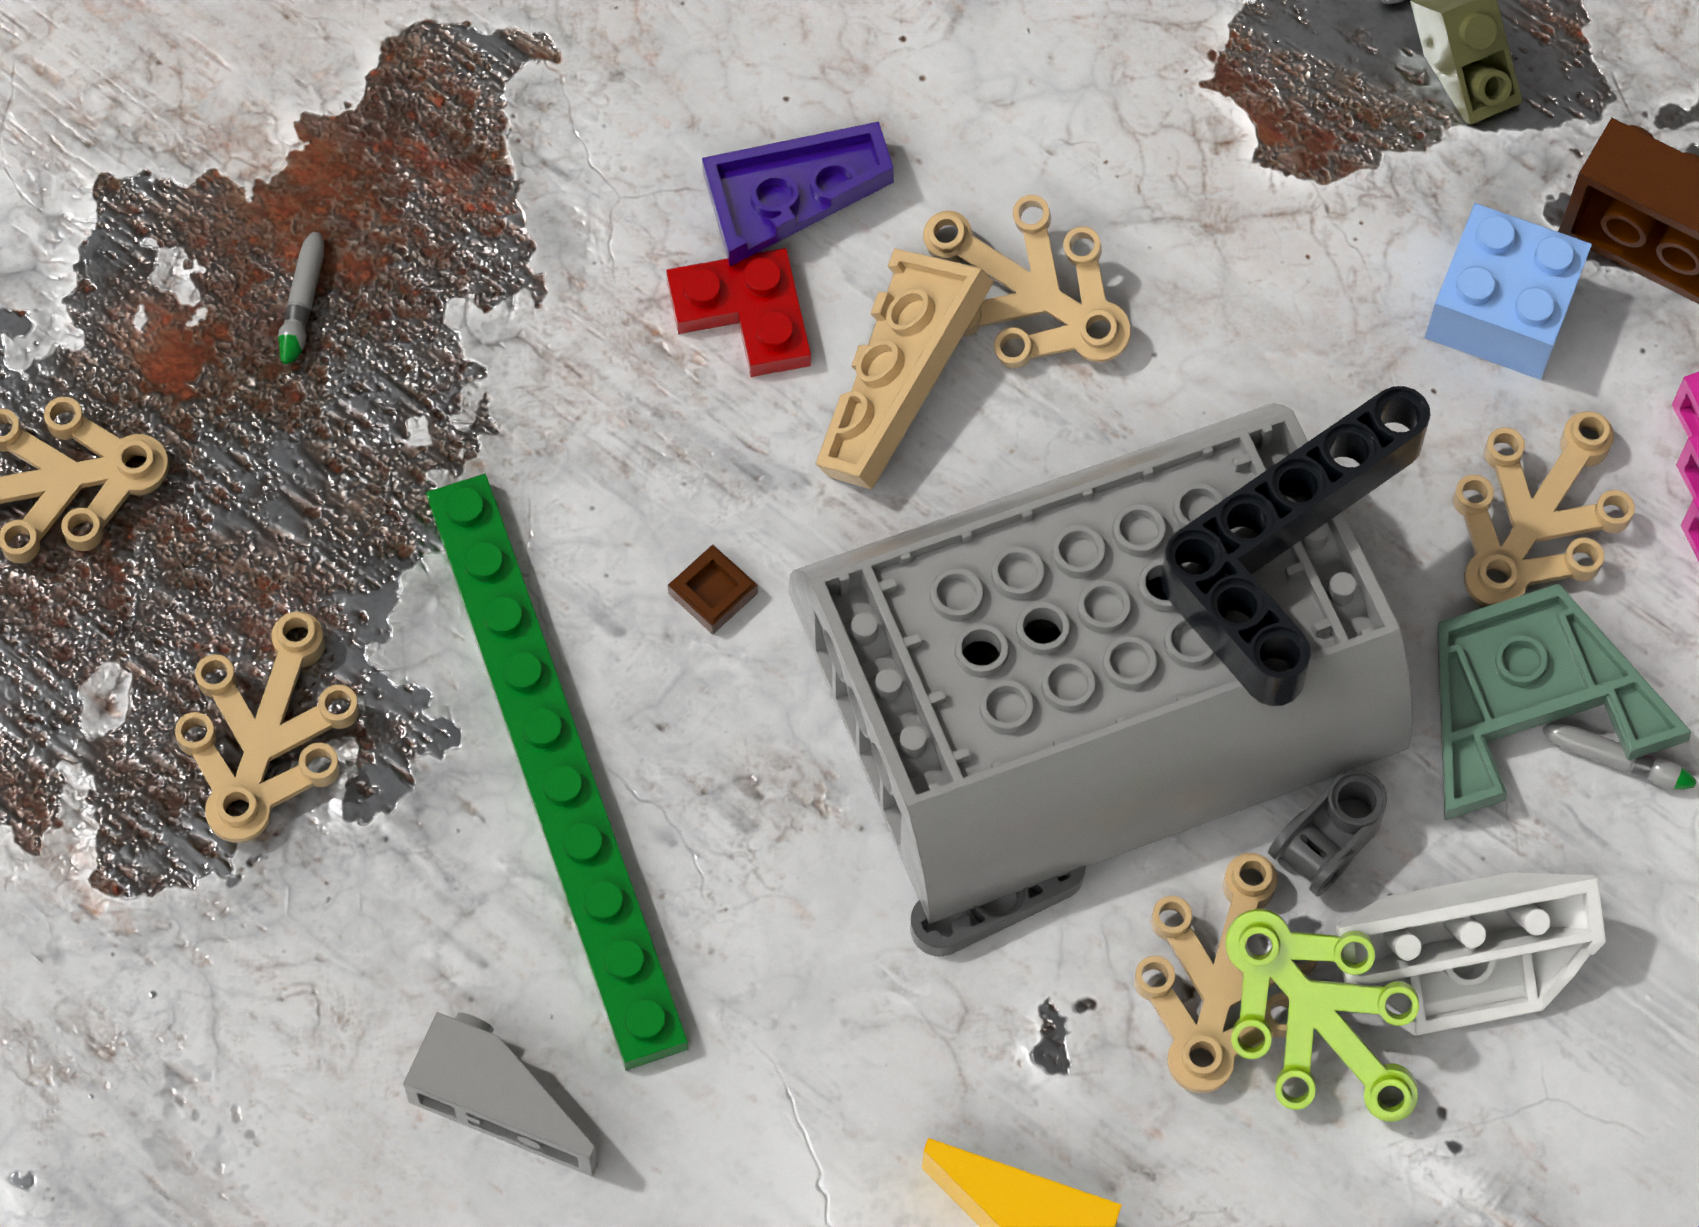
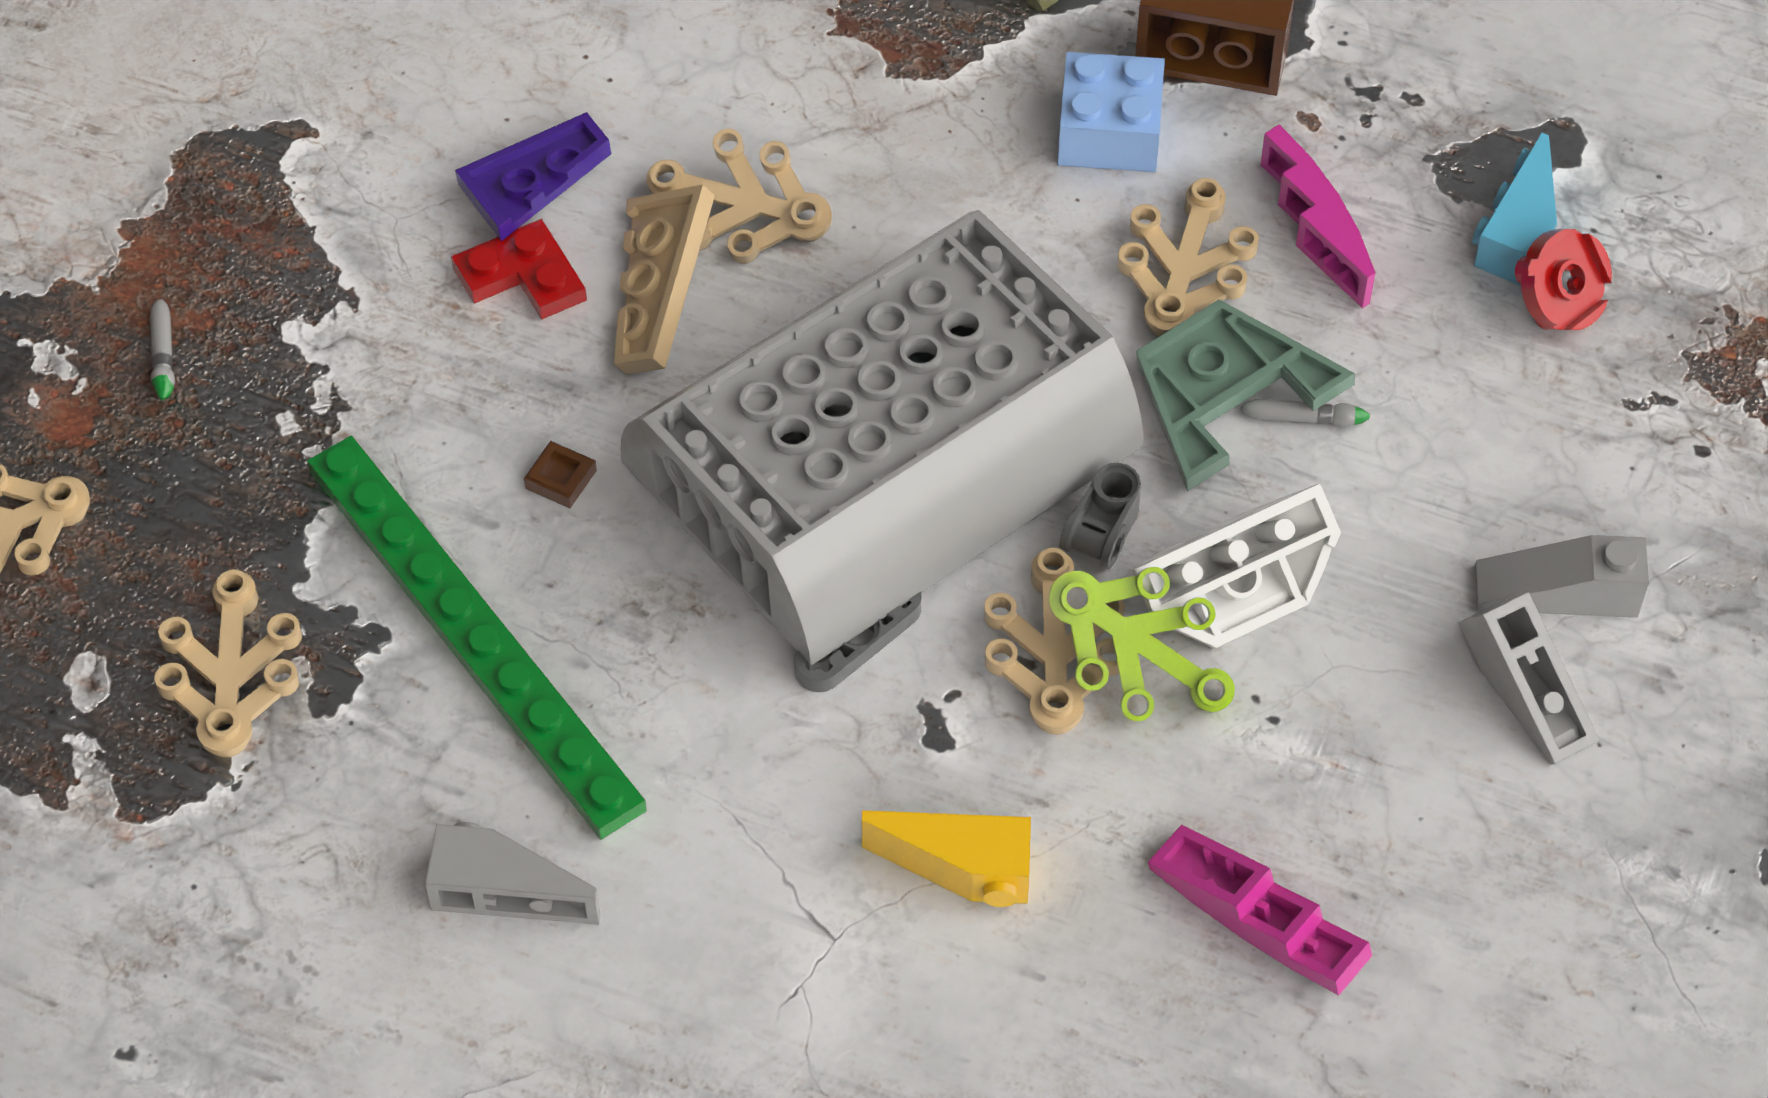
camera: 15 degrees left, 10 degrees down
(1279, 526) = (959, 313): black beam -> none

